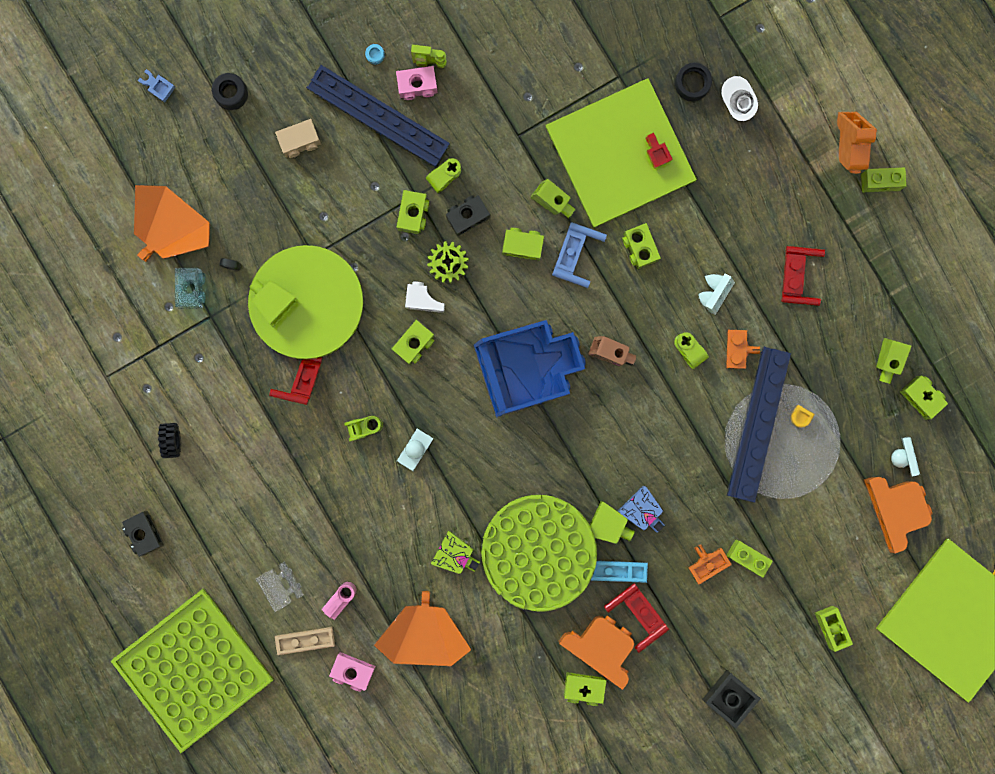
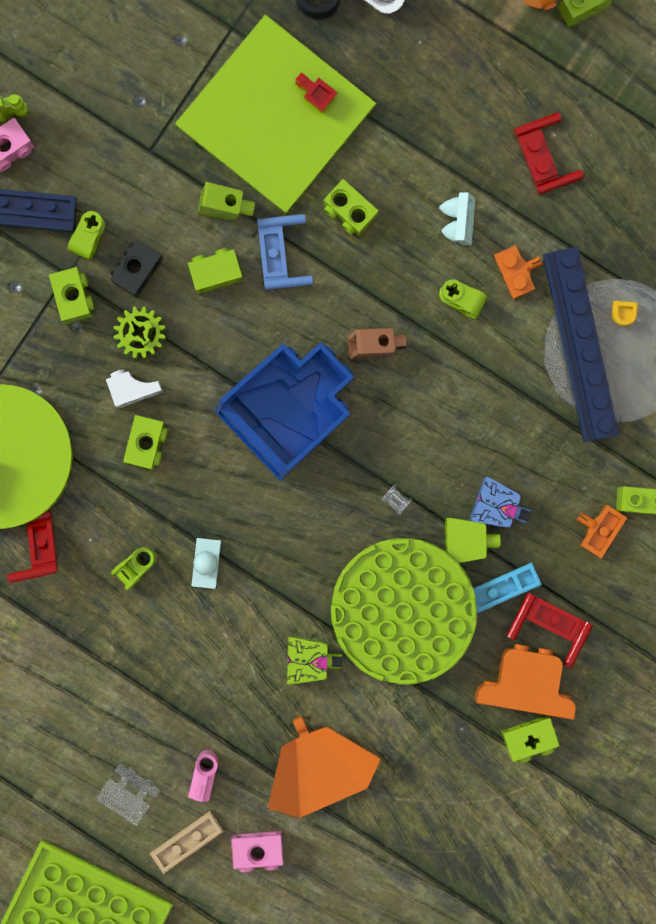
camera: 25 degrees left, 0 degrees up
(572, 471) = (399, 501): none -> clear bush

